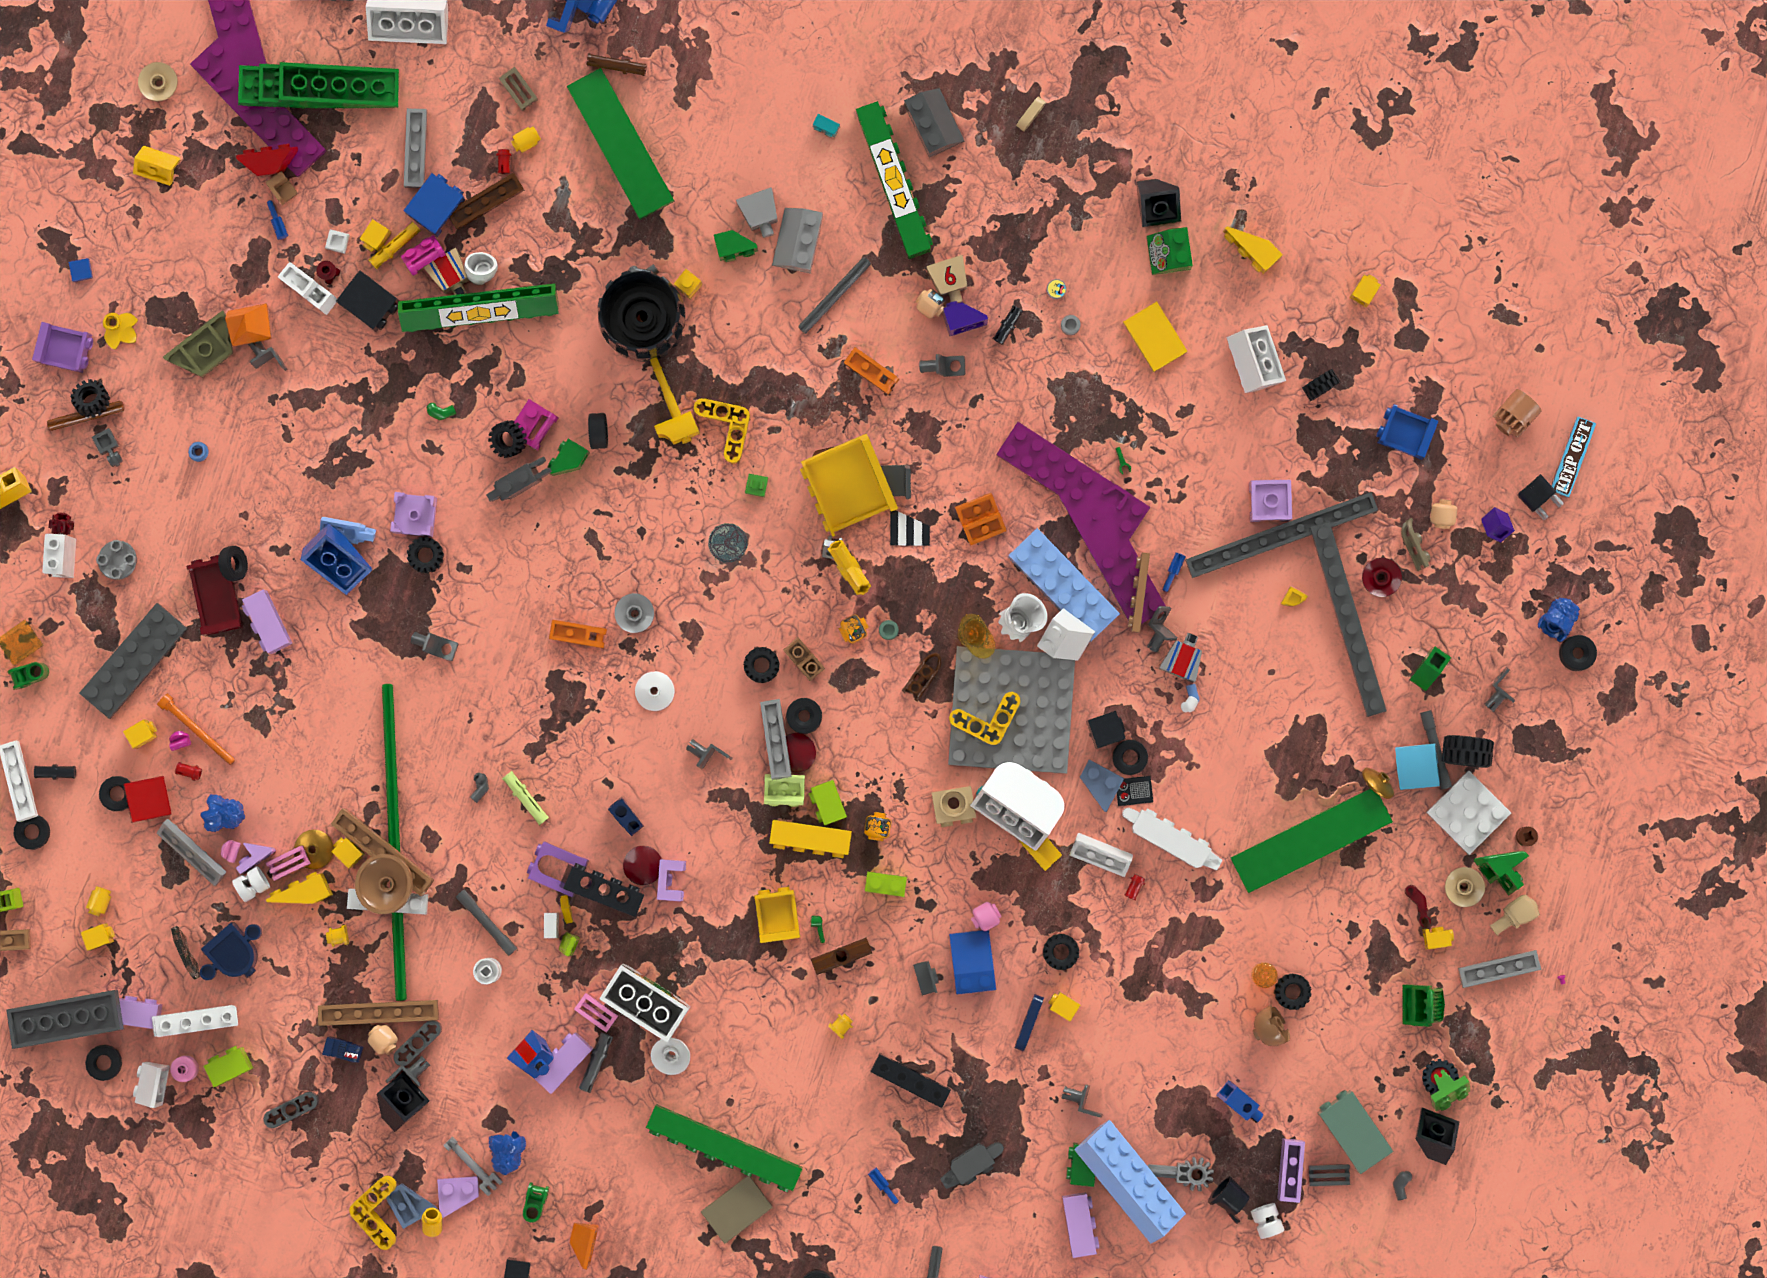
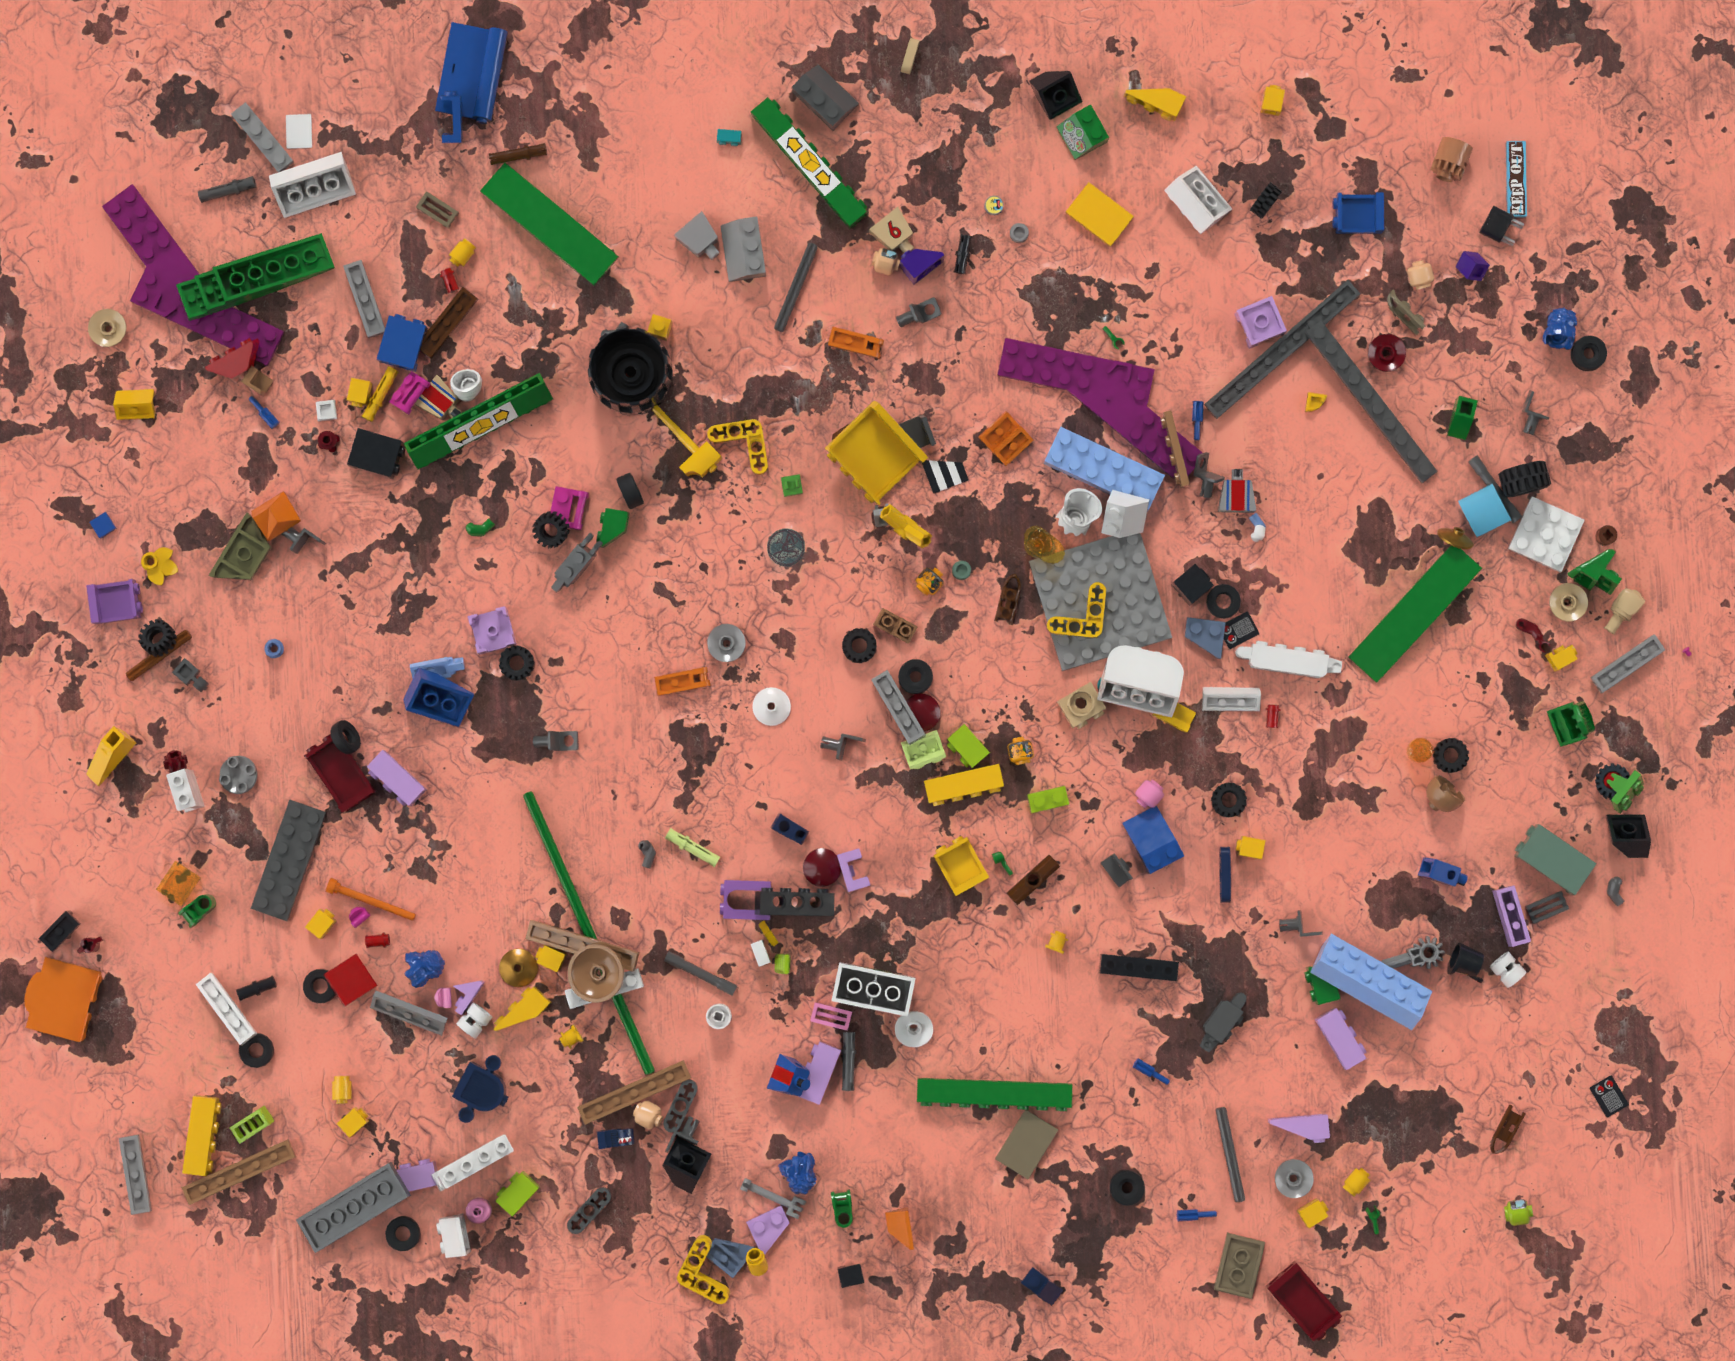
camera: 20 degrees left, 0 degrees up
(182, 946) = (445, 1111): clear smoke tile -> none
(273, 870) = (489, 999): bright pink tile -> none
(308, 288) = (316, 462): white slope -> none
(732, 244) = (686, 276): green slope -> none

